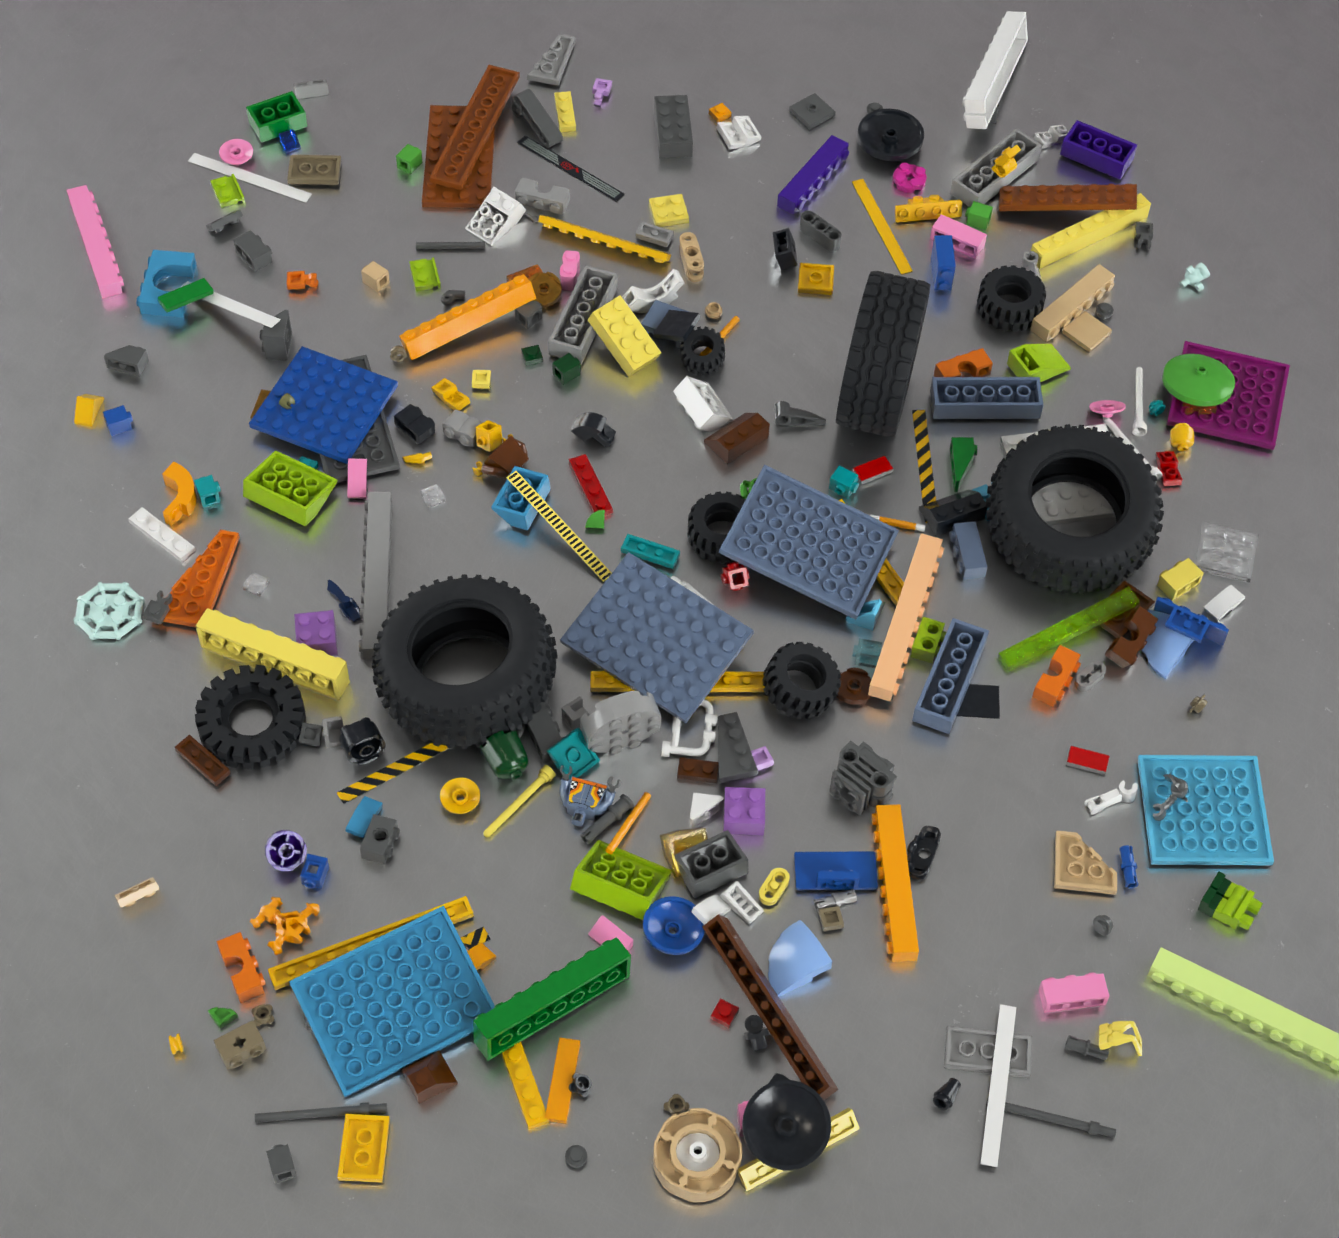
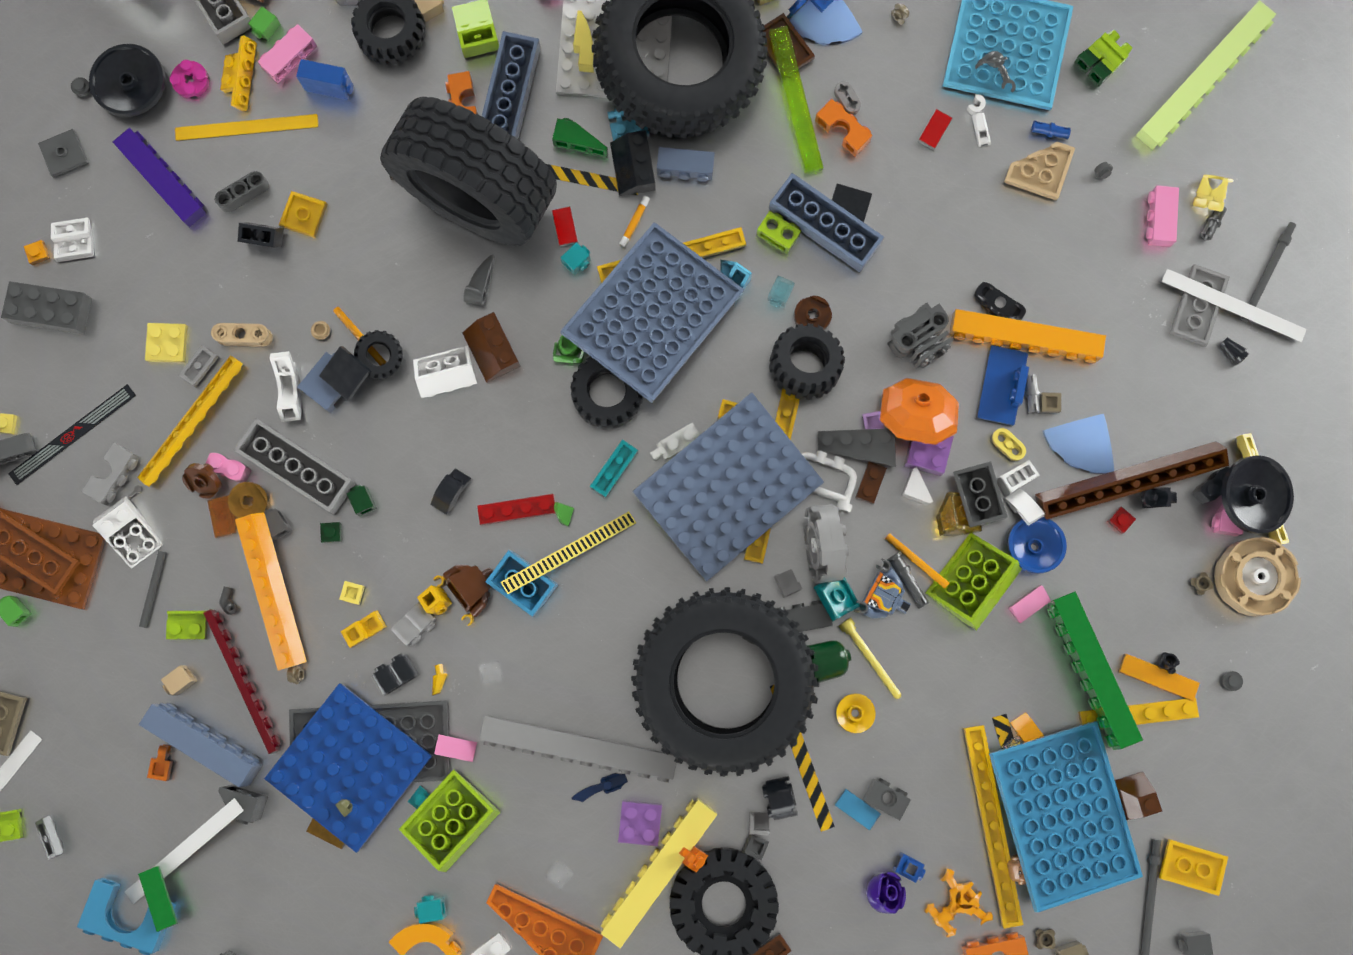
camera: 75 degrees left, 25 degrees up
(253, 250) = (104, 811): dark grey brick -> none
(289, 669) = (693, 859): none -> orange plate
(322, 298) = (201, 744): none -> sand blue brick
(384, 318) = (245, 687): none -> dark red plate
(553, 252) = (207, 485): none -> reddish brown plate
(624, 336) = (342, 431): light yellow brick -> none
(740, 579) = (670, 395): red brick -> none
(781, 788) = (919, 411): none -> orange rock
(905, 618) = (754, 244): light nougat brick -> none
(1140, 624) = (814, 34): reddish brown arch -> none

